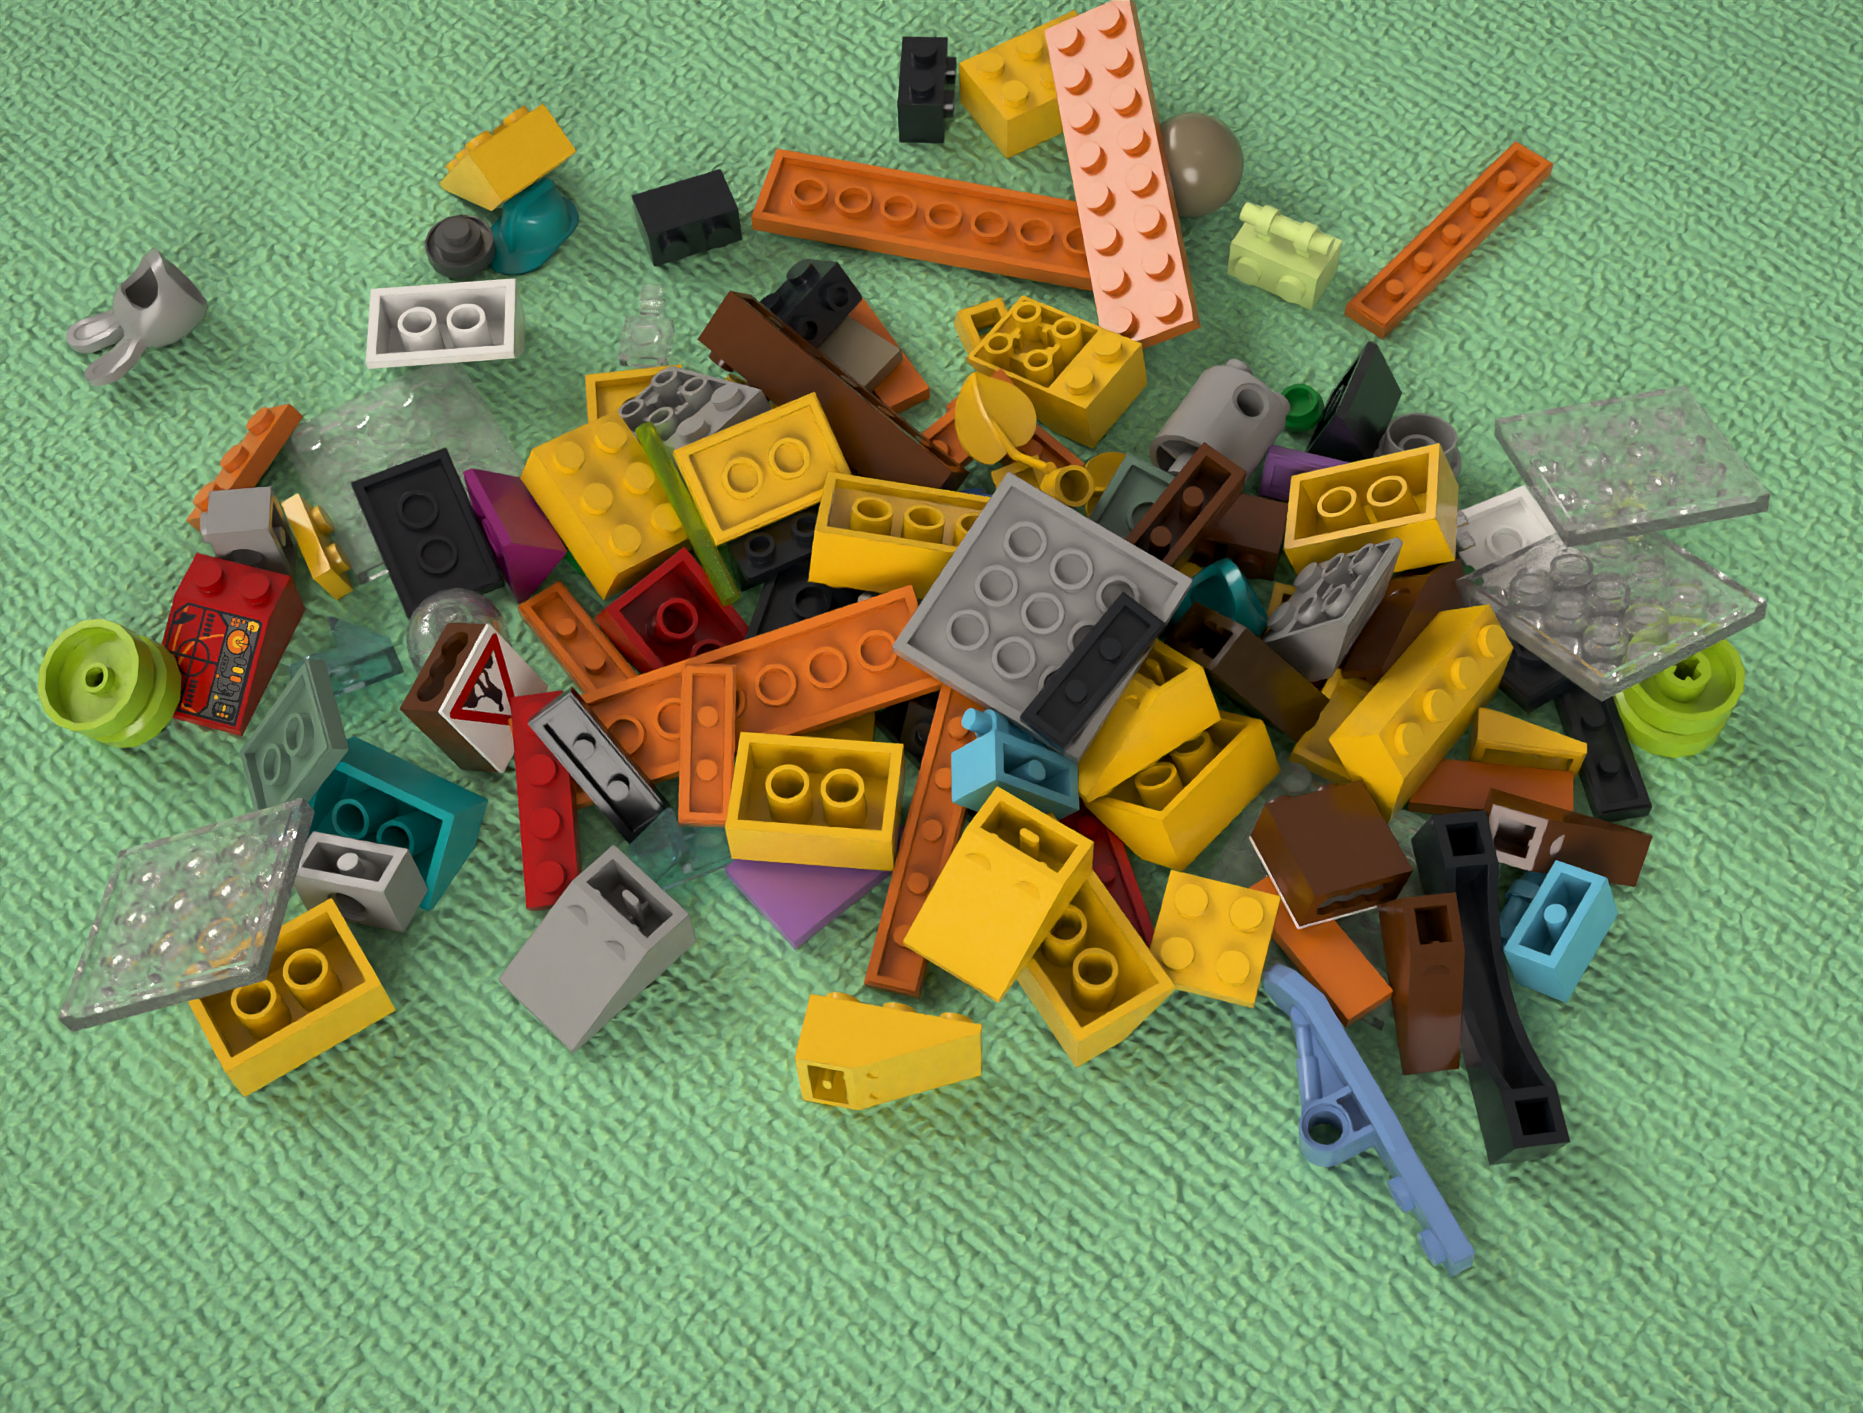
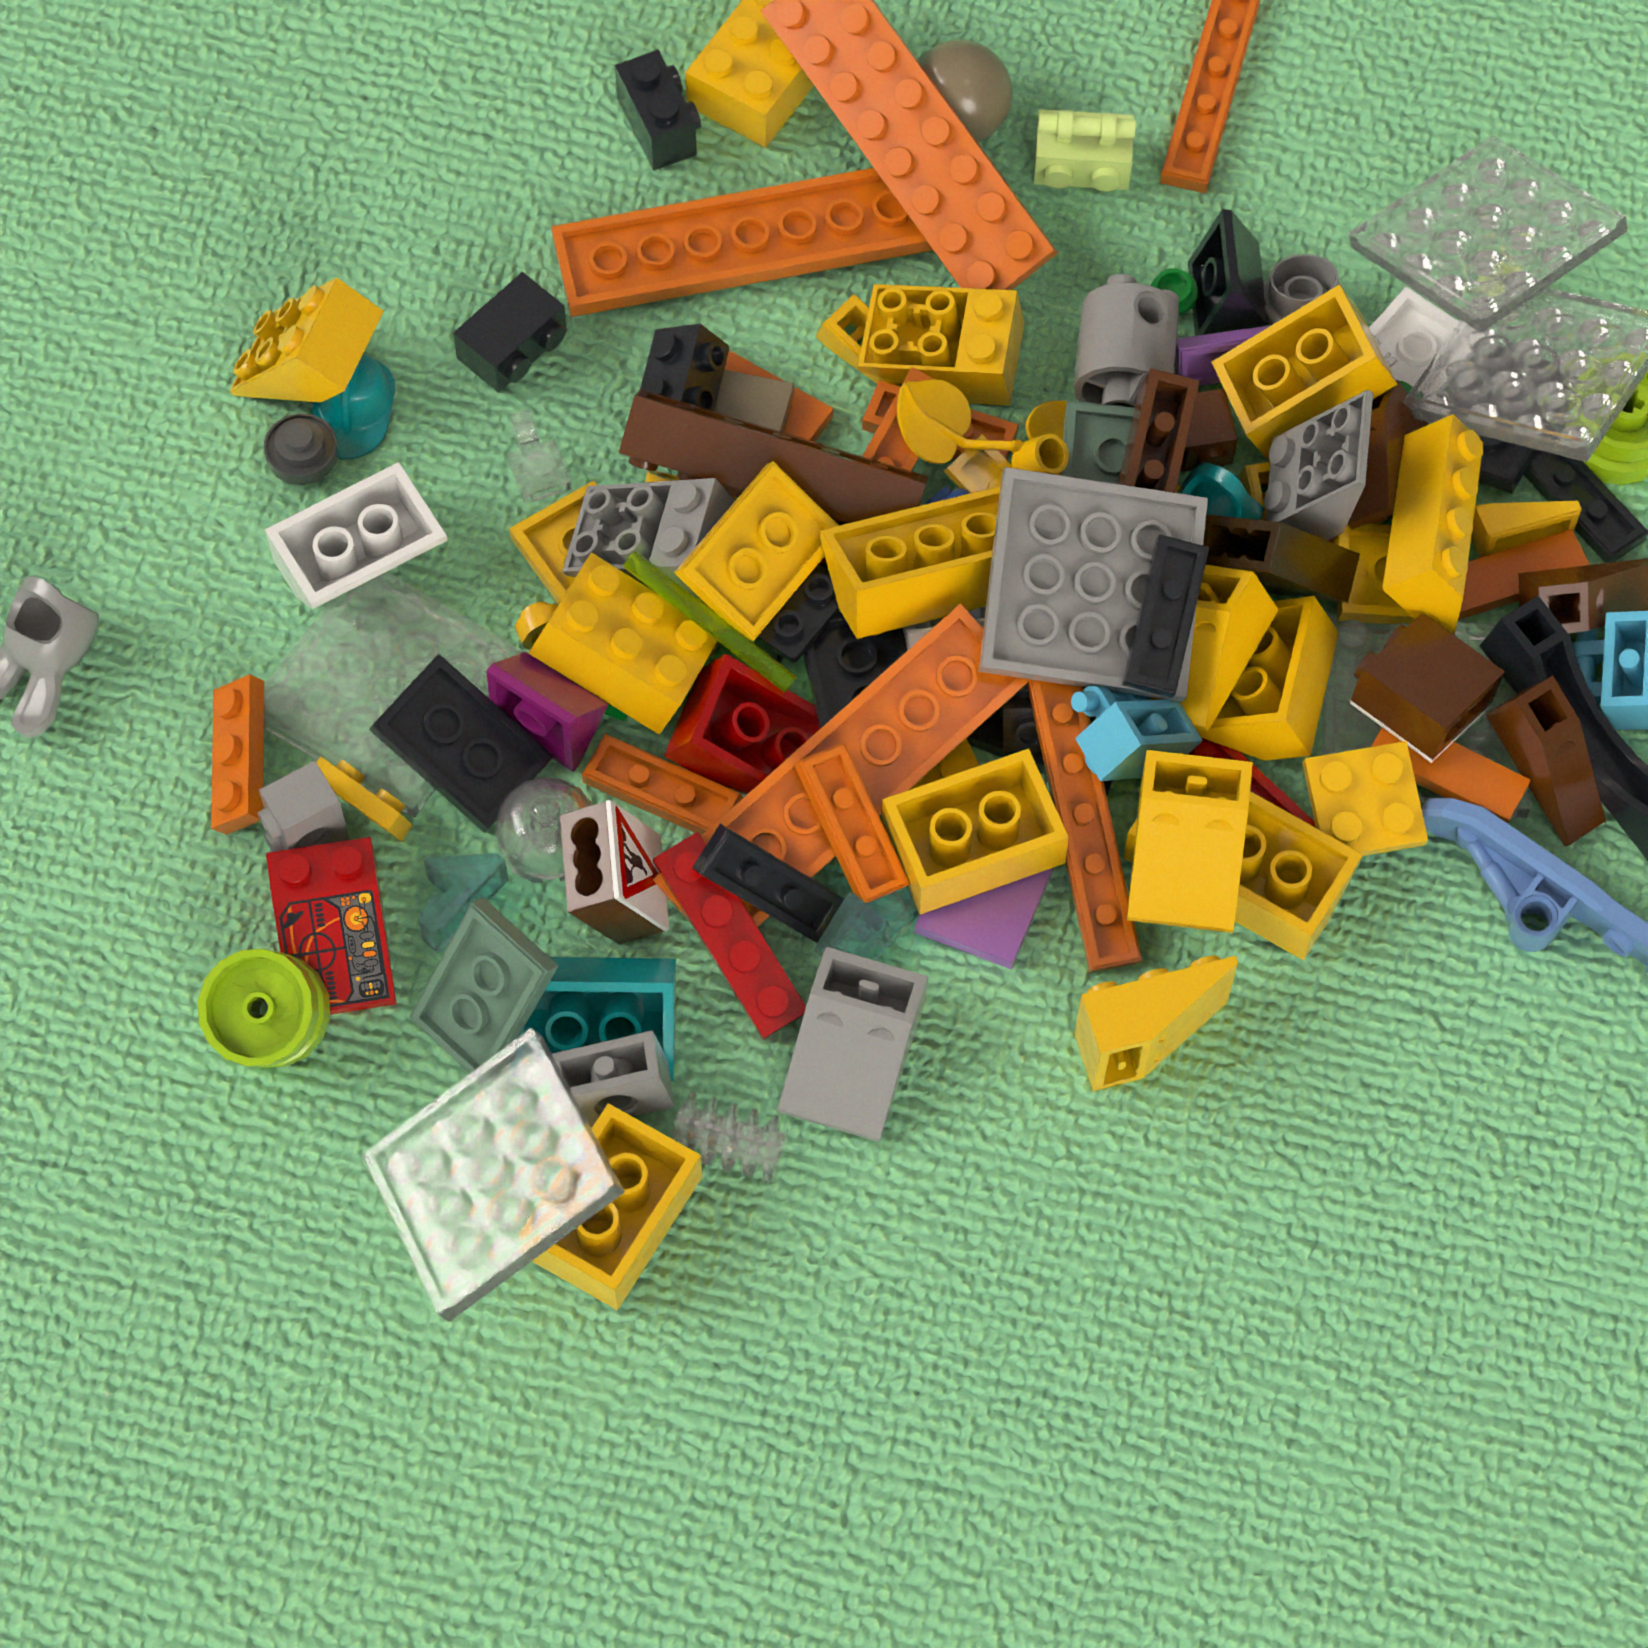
camera: 30 degrees left, 5 degrees up
(435, 984) = (730, 1137): none -> clear piece

